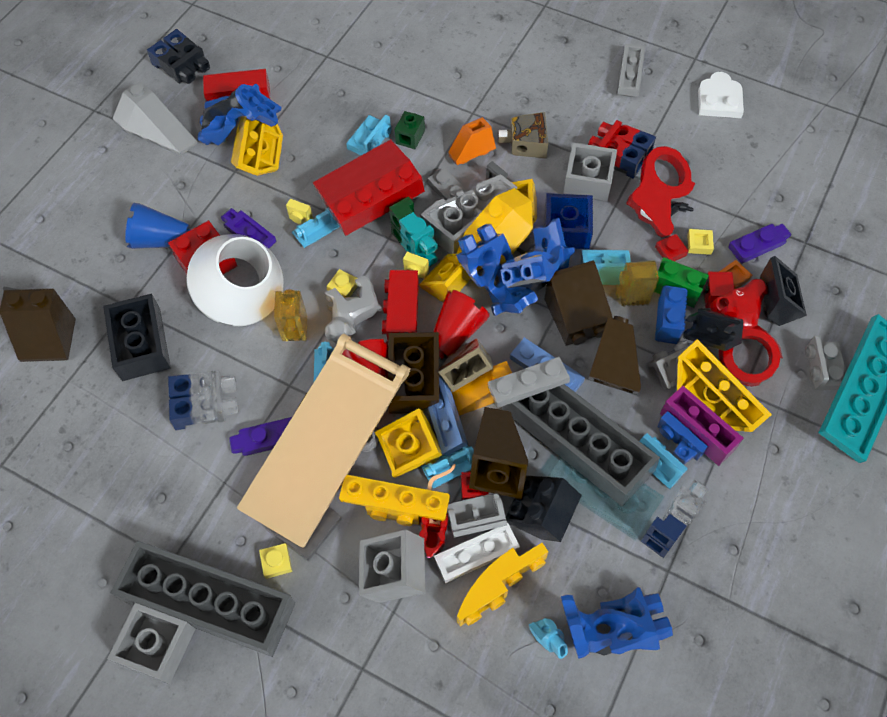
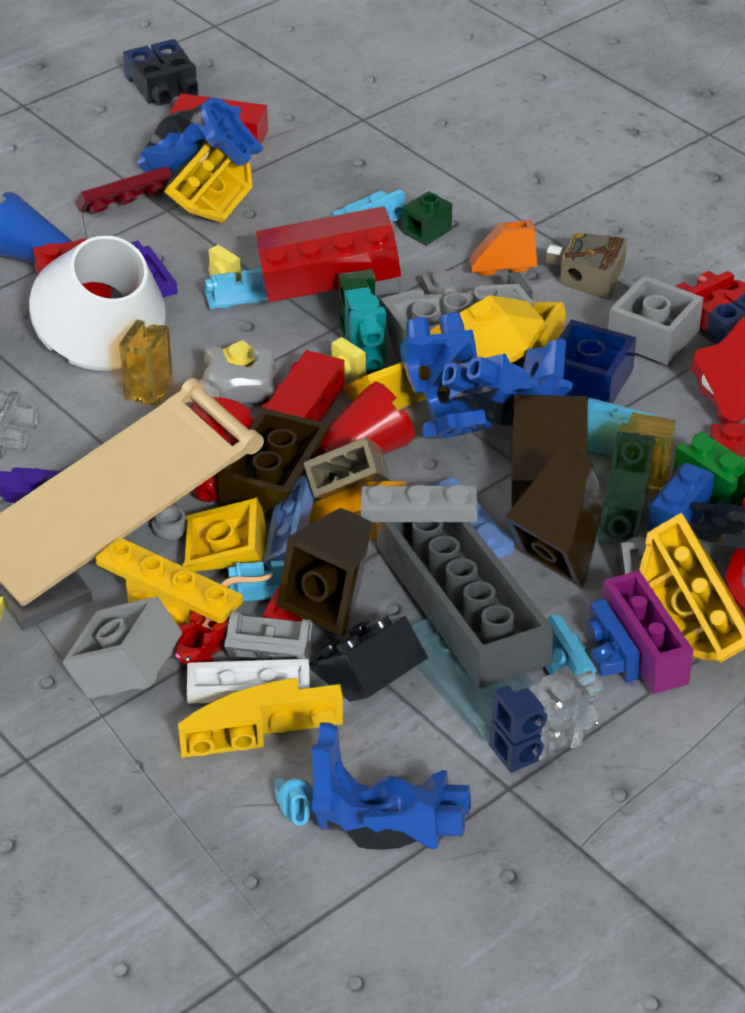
camera: 20 degrees right, 20 degrees down
(148, 117) = (88, 126): light grey wedge -> none
(202, 167) = (124, 190): none -> dark red tile
(639, 310) = (627, 488): none -> clear green slope

